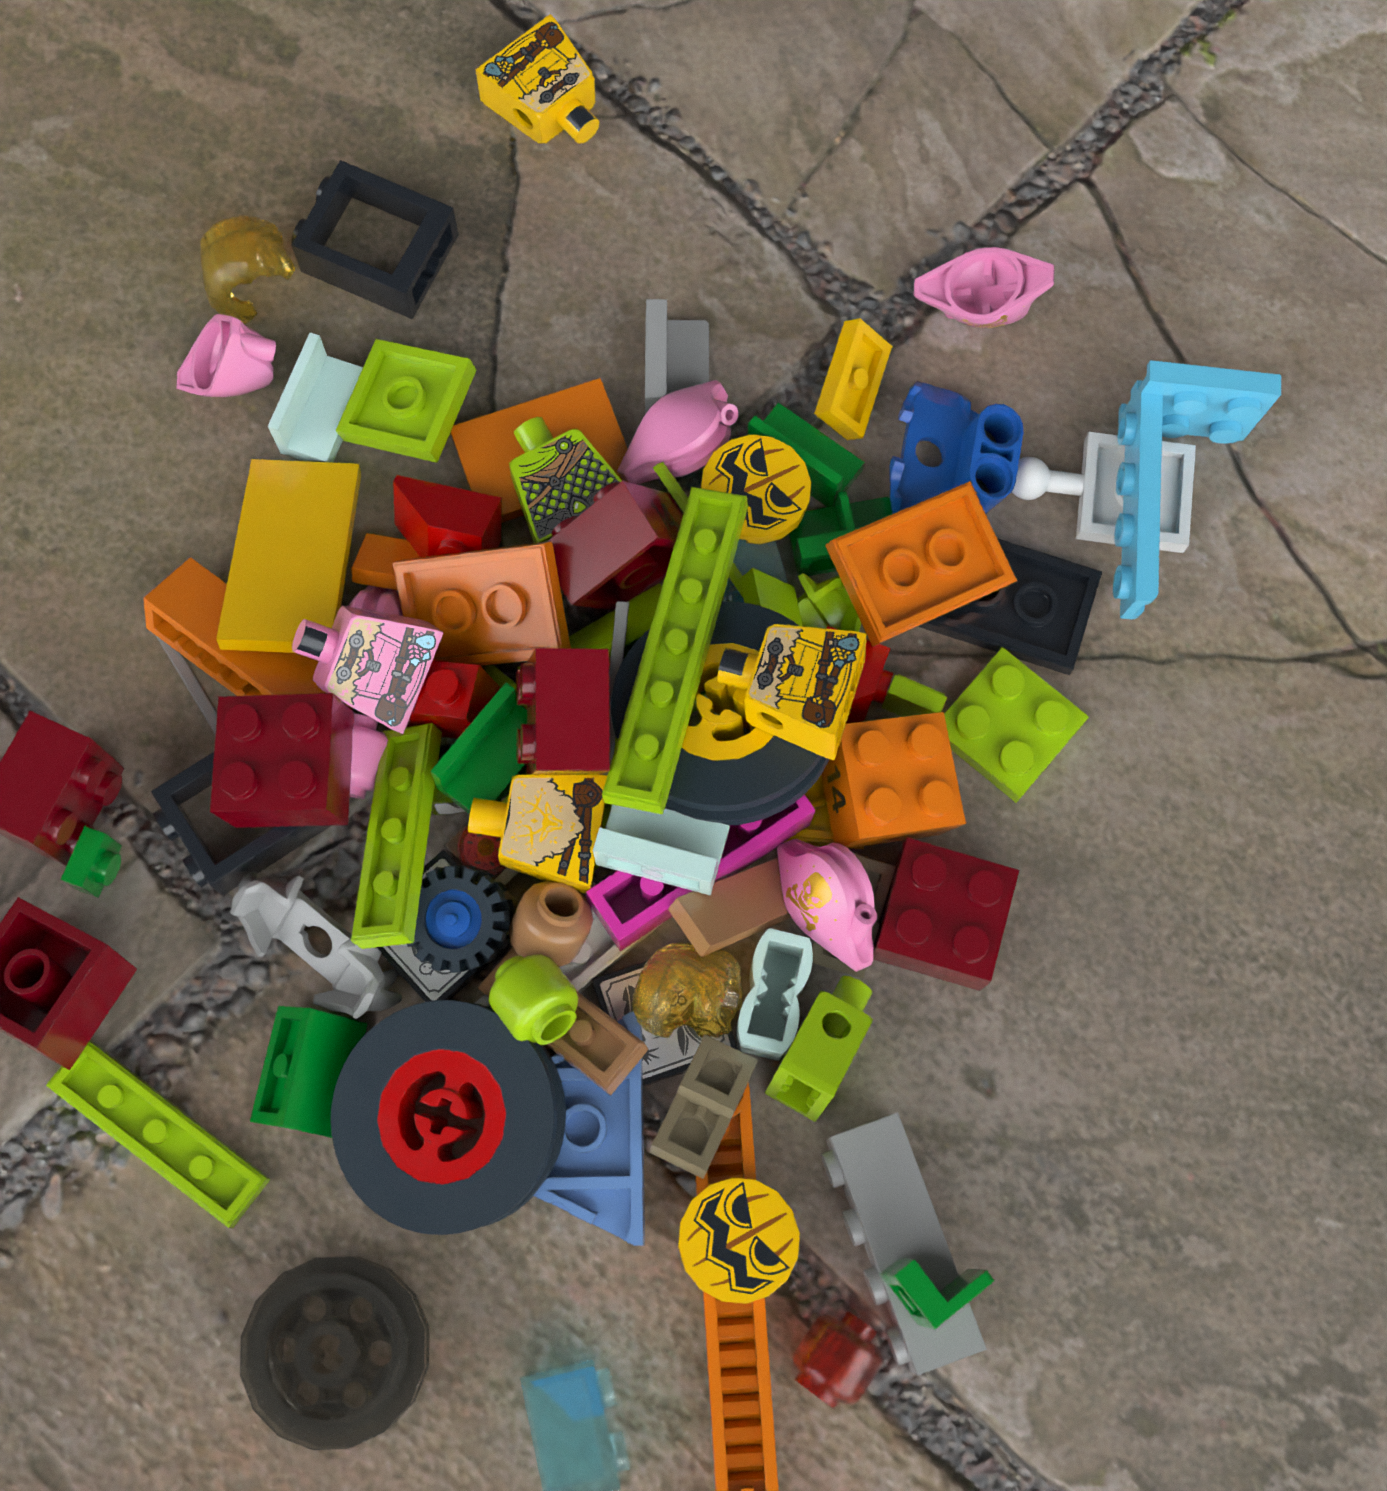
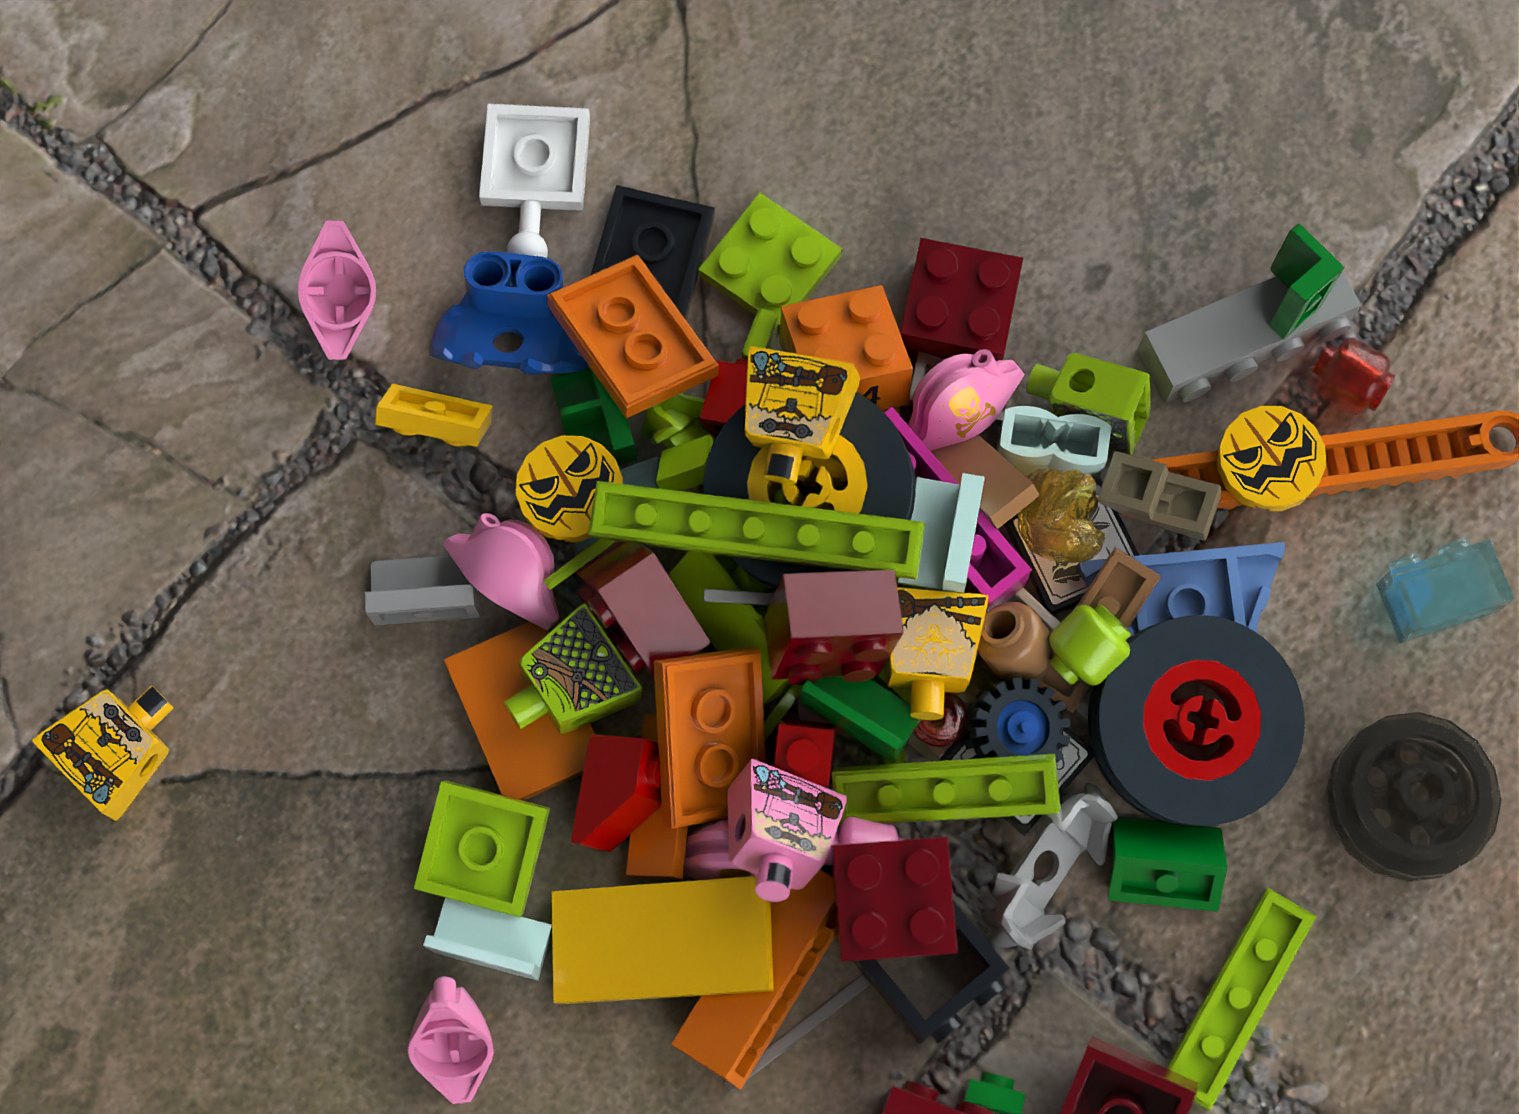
camera: 90 degrees left, 0 degrees up
(236, 254) = (335, 1036): clear yellow hair -> none
(421, 261) = (360, 872): black window -> none
(827, 462) = (496, 472): green panel -> none
(1172, 404) = (531, 145): medium azure bracket -> none

